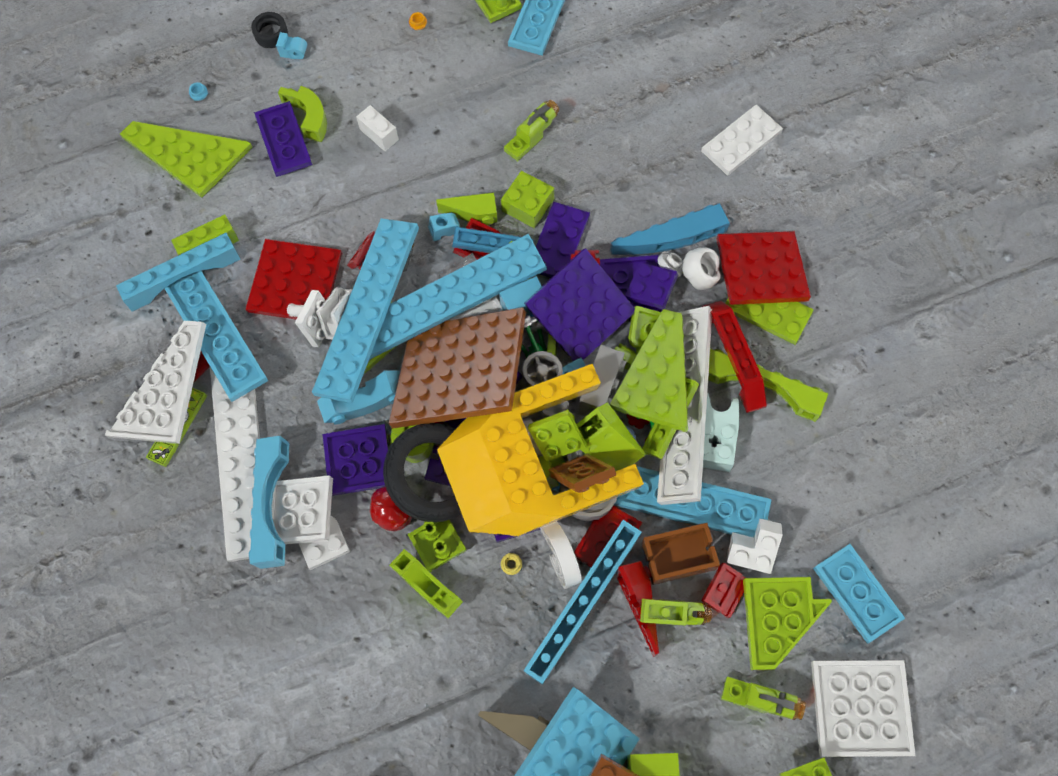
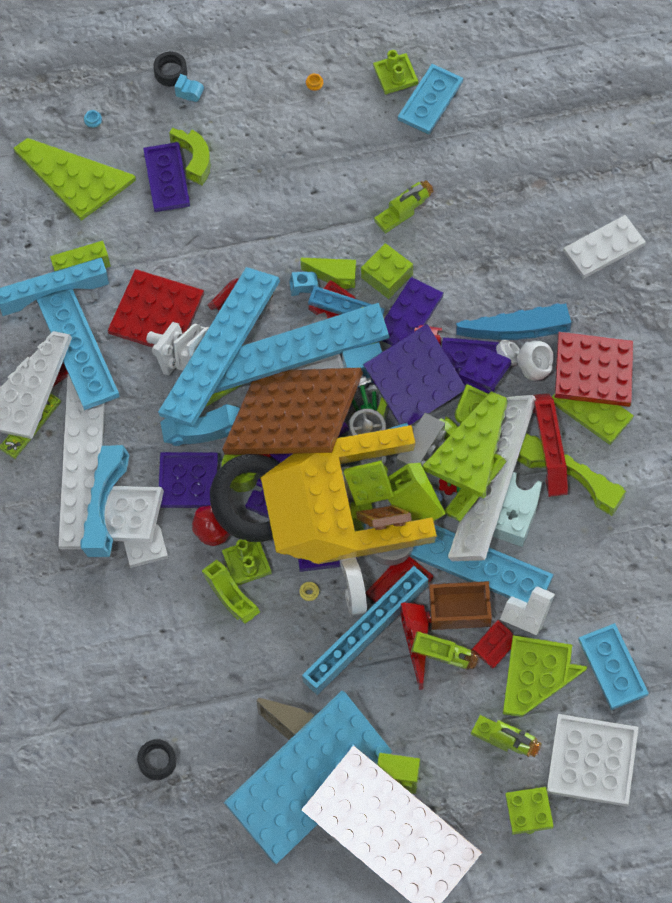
camera: 10 degrees right, 5 degrees down
(377, 128) = (257, 181): white brick -> none

